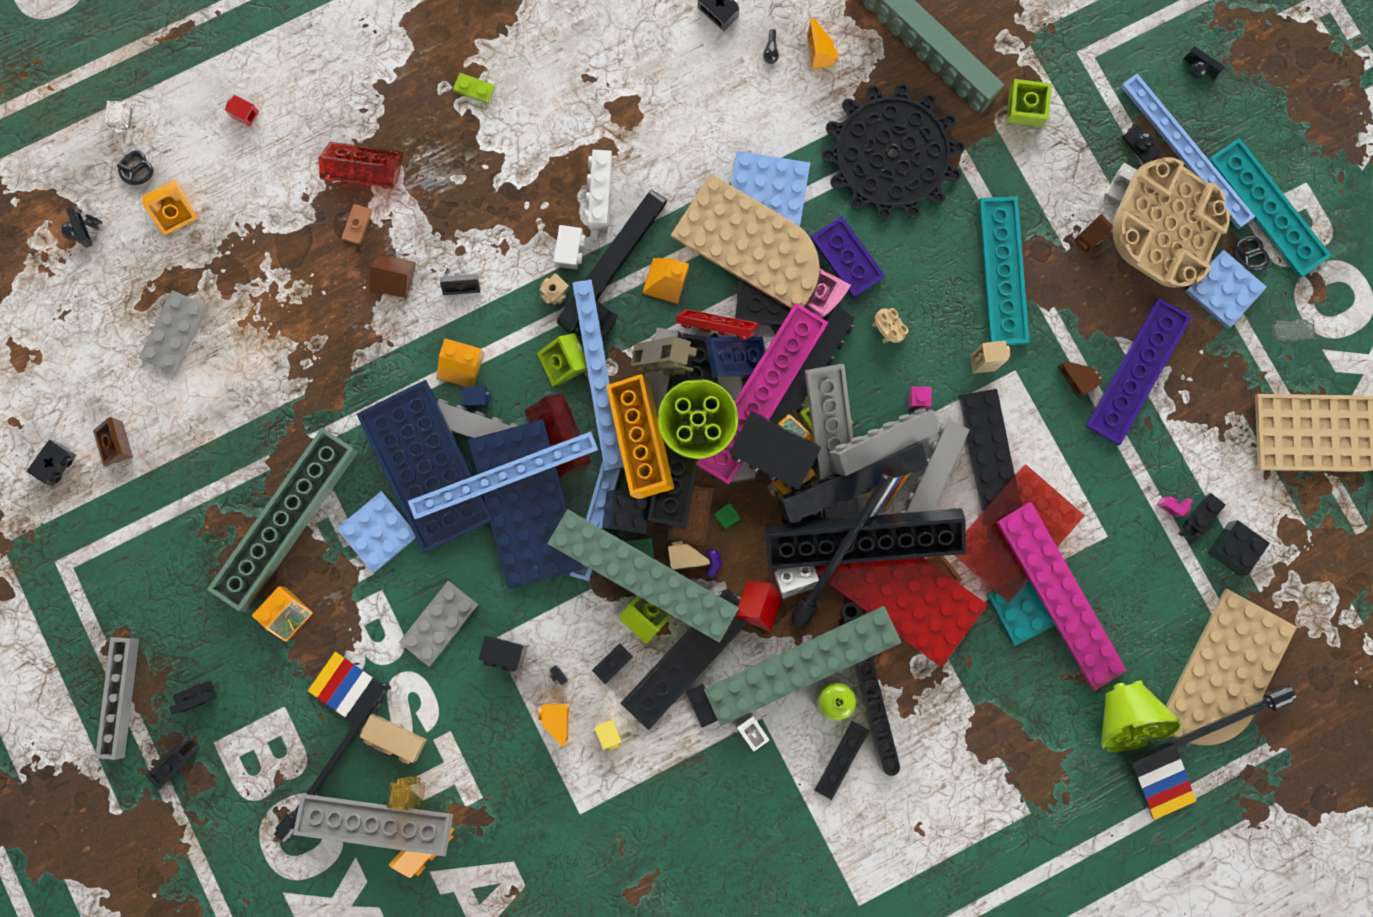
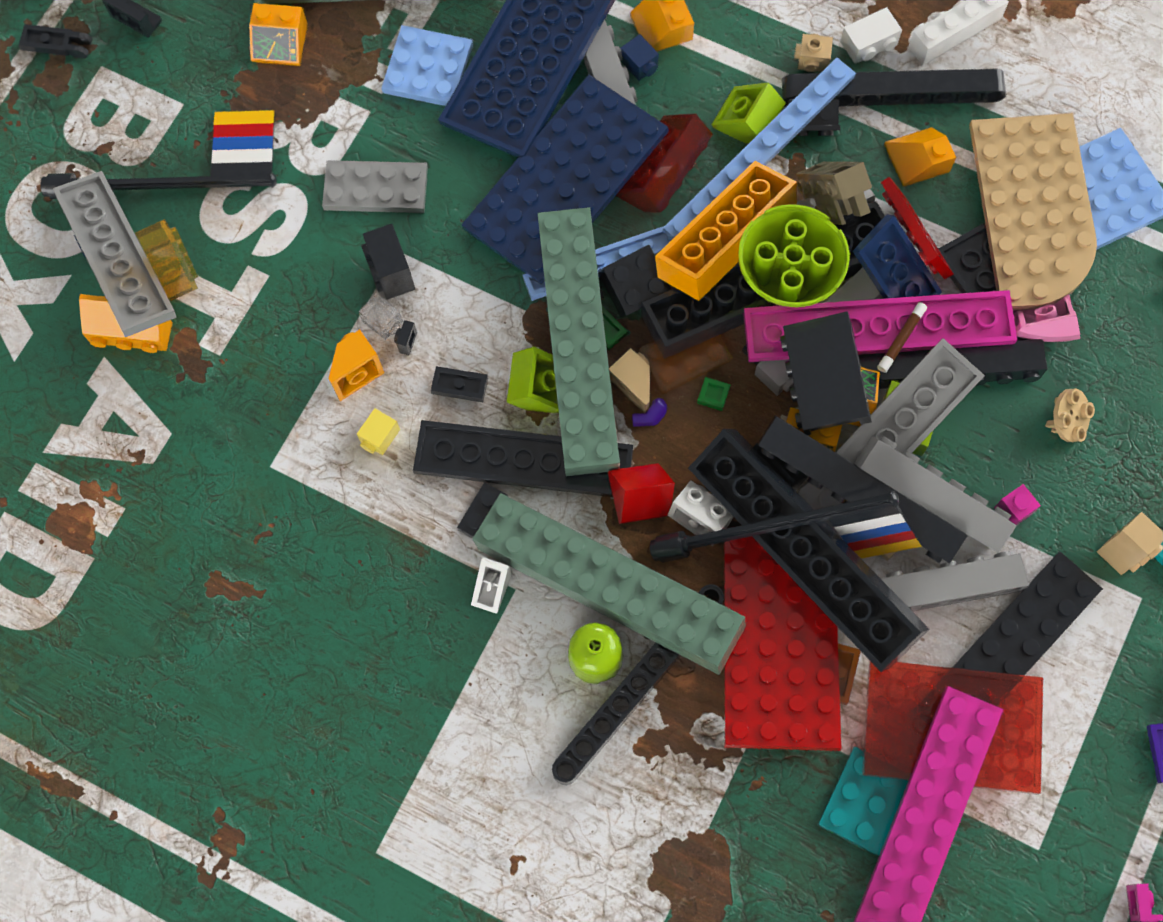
camera: 60 degrees right, 10 degrees down
(392, 739) = (220, 222): tan brick -> none
(503, 475) = (580, 129): light blue plate -> none
(780, 386) = (902, 337): none -> reddish brown bar
(841, 760) = (532, 711): black tile -> none
(847, 256) = (1108, 319): dark purple plate -> none

